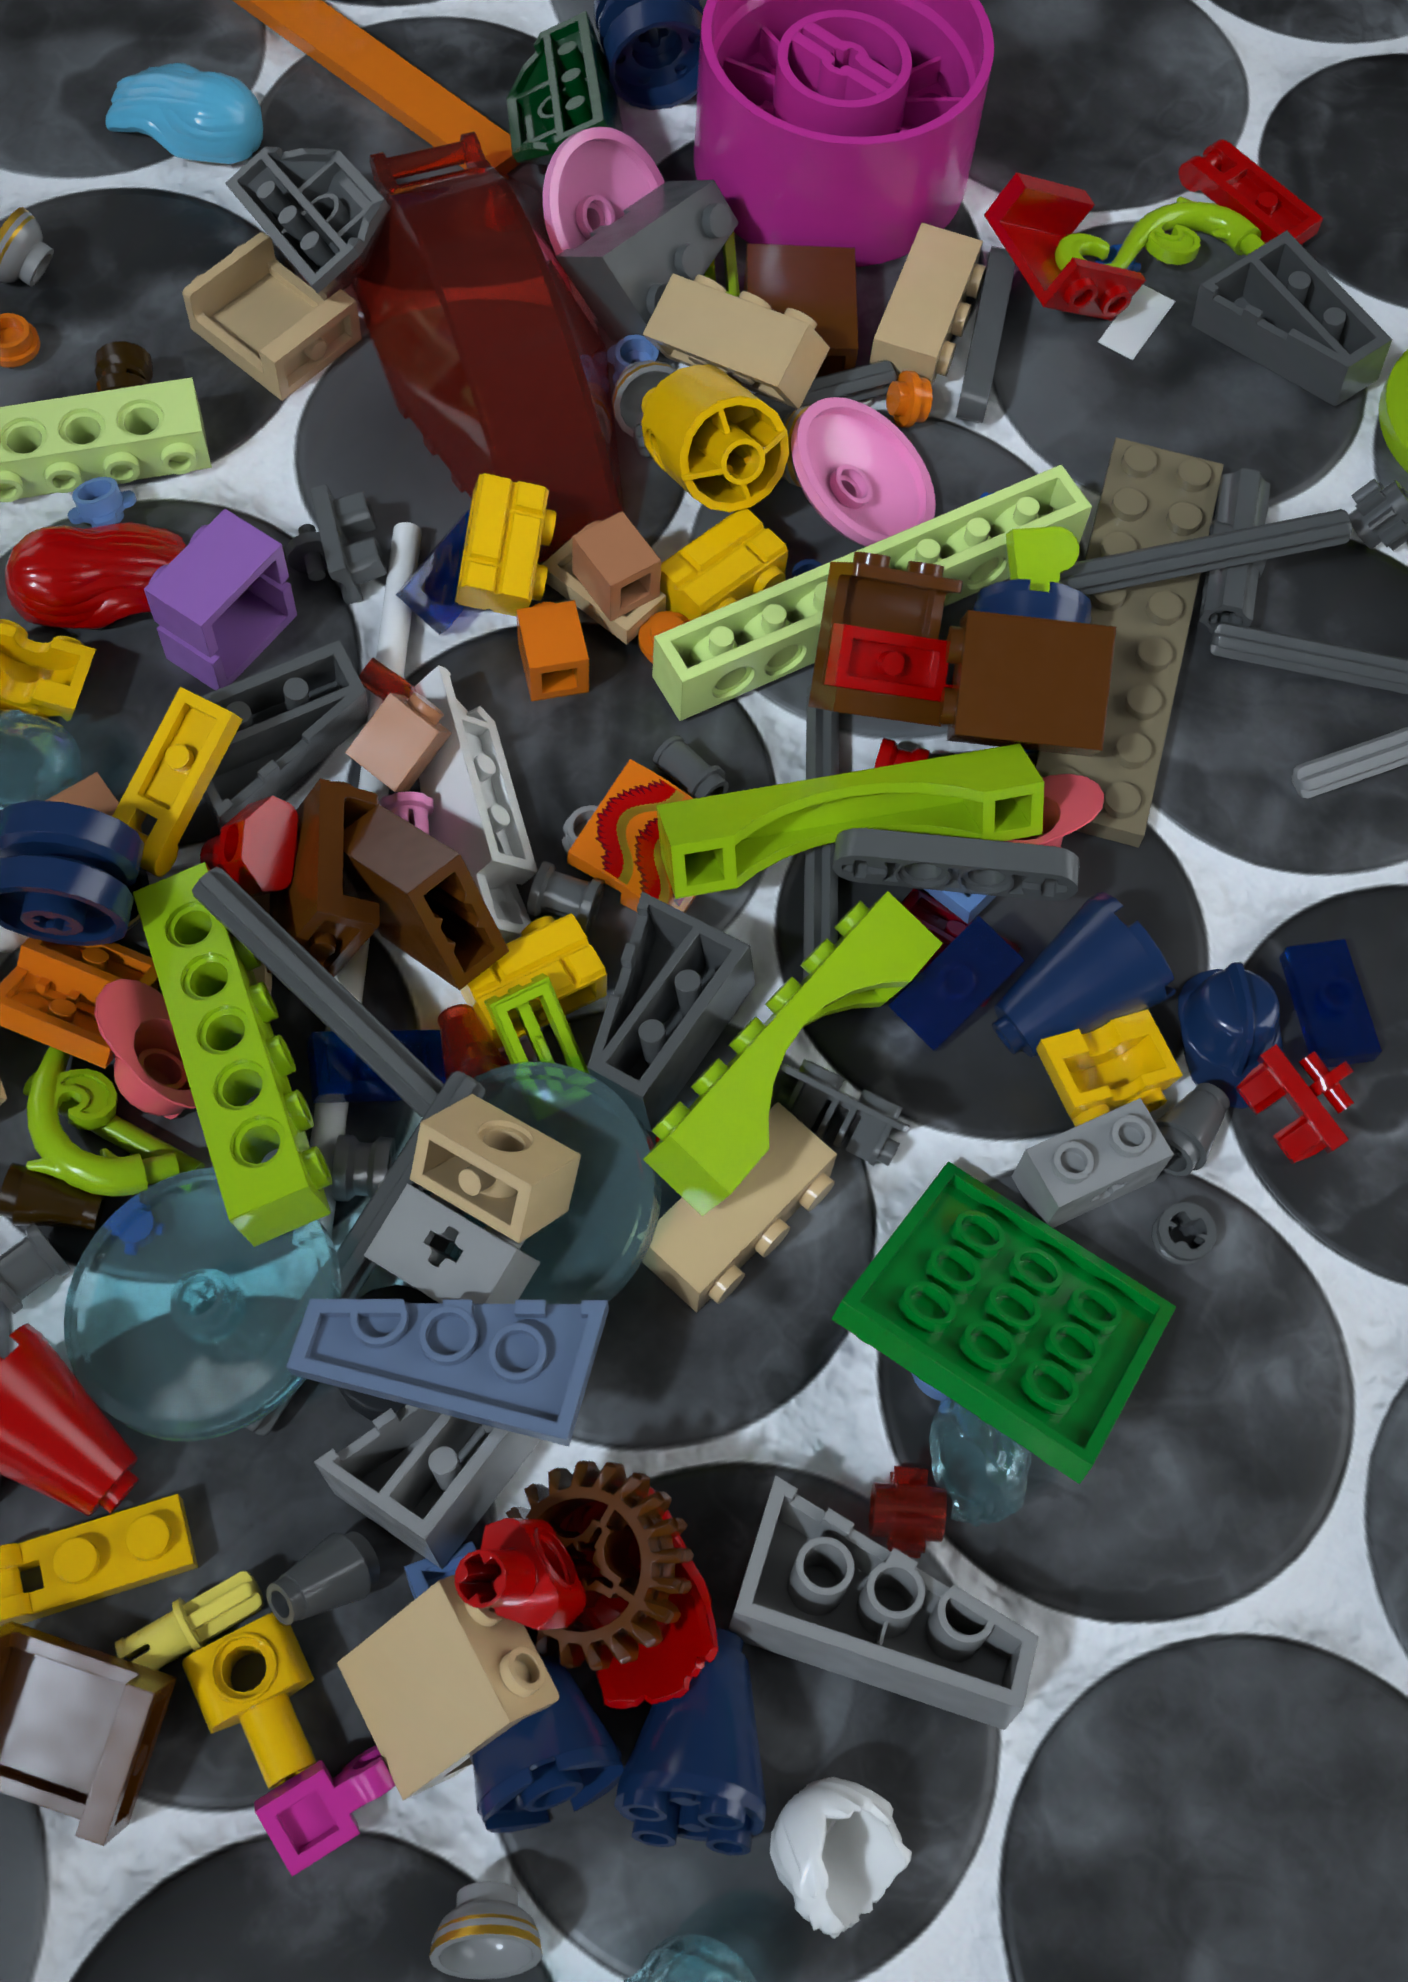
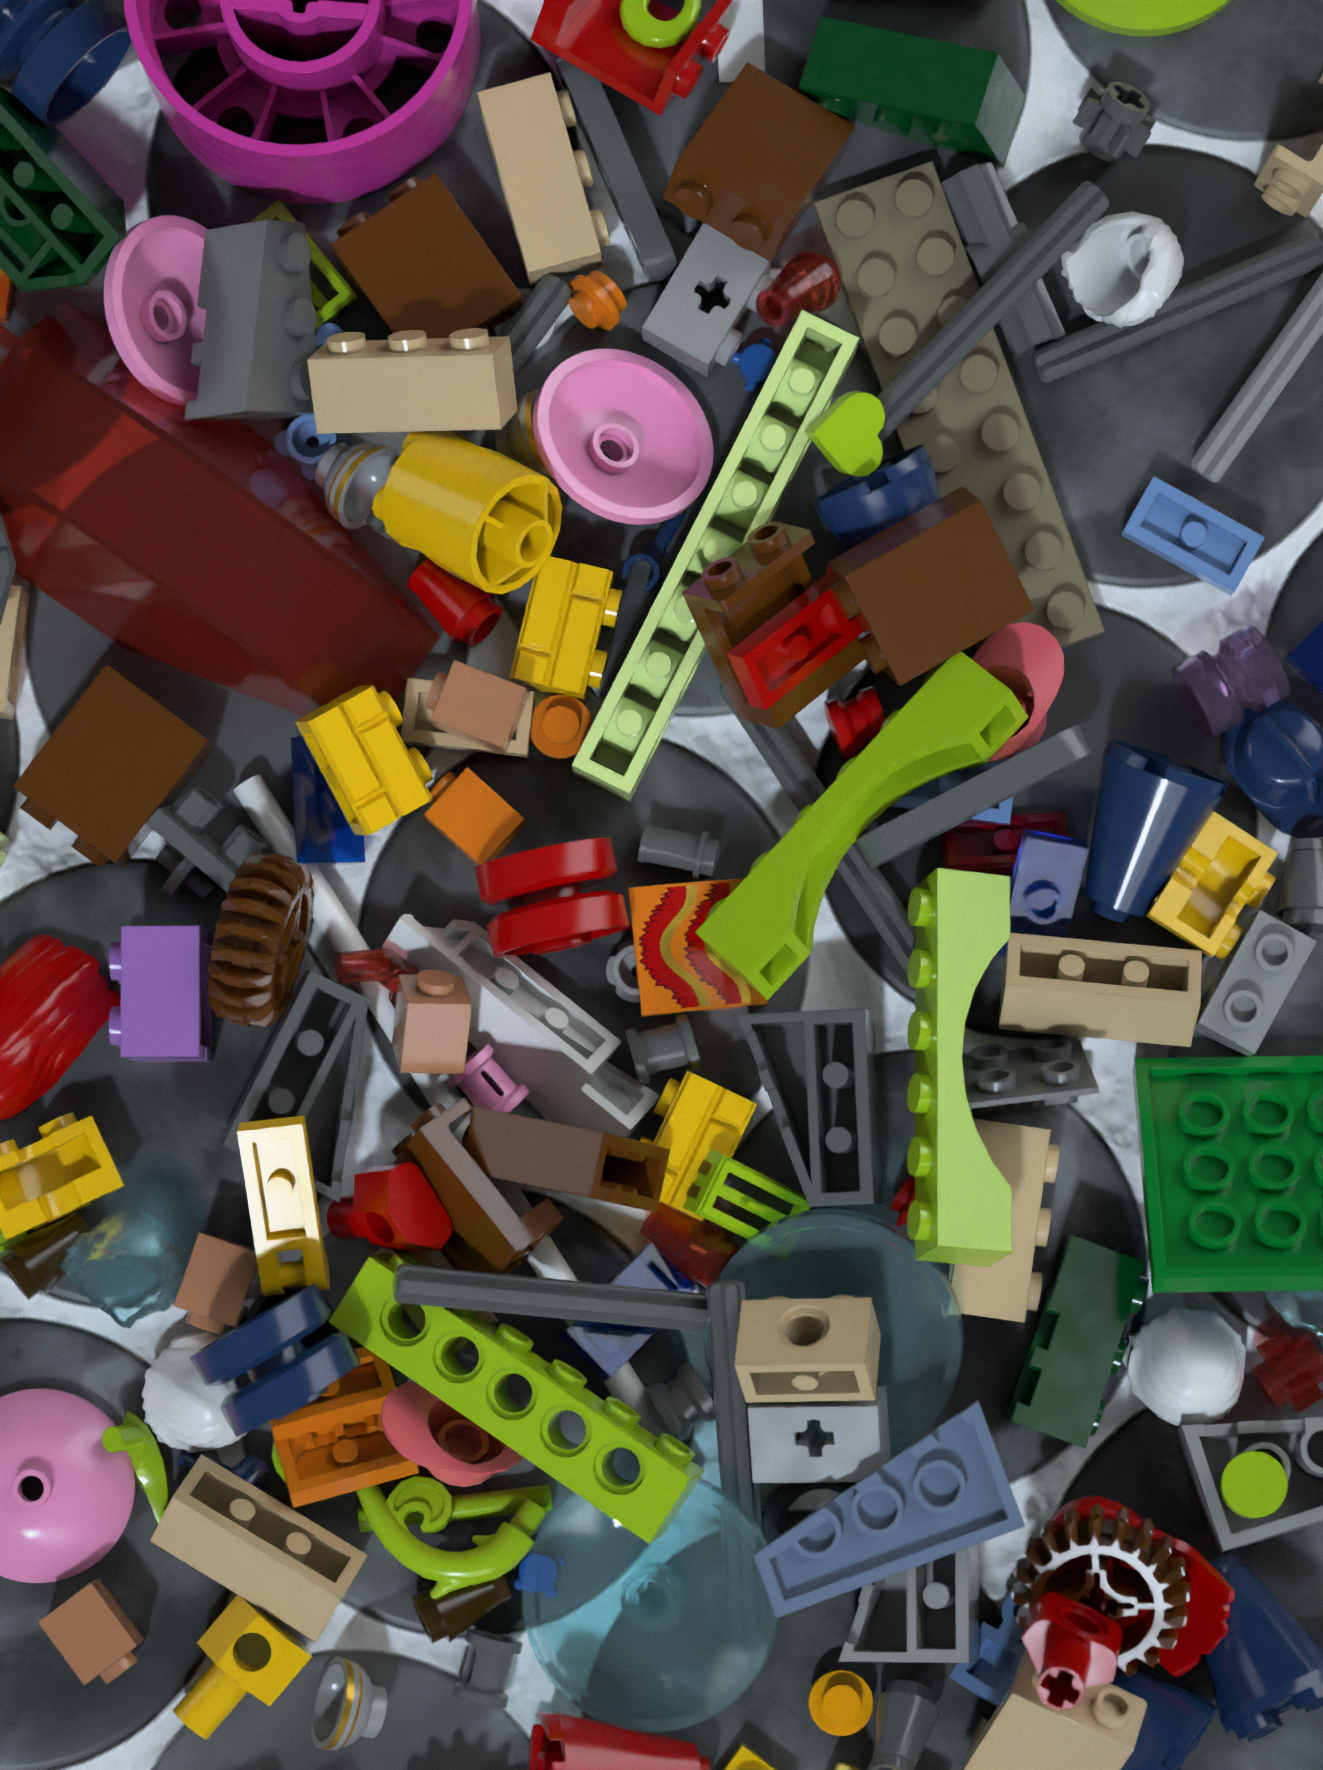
camera: 30 degrees left, 20 degrees up
(292, 1520) = (840, 1702): none -> light orange plate
(315, 441) = (111, 768): none -> reddish brown brick
(321, 593) = (260, 940): none -> reddish brown gear
(565, 720) = (554, 908): none -> red wheel
(657, 513) = (457, 605): none -> red cone
(730, 1349) = (1076, 1341): none -> dark green wedge
(804, 1568) = (1253, 1485): none -> lime tile
(817, 1442) = (1186, 1366): none -> white hair
(956, 1079) = (1100, 989): none -> tan brick
(991, 443) = (679, 324): none -> light grey brick
(1081, 466) = (805, 283): none -> clear red cone
(1094, 374) = (758, 162): none -> reddish brown brick
(1228, 929) = (1226, 683): none -> clear purple wheel
(1247, 407) = (915, 88): none -> dark green wedge
(1262, 816) = (1192, 536): none -> medium blue plate
(1330, 602) = (1123, 268): none -> white hair

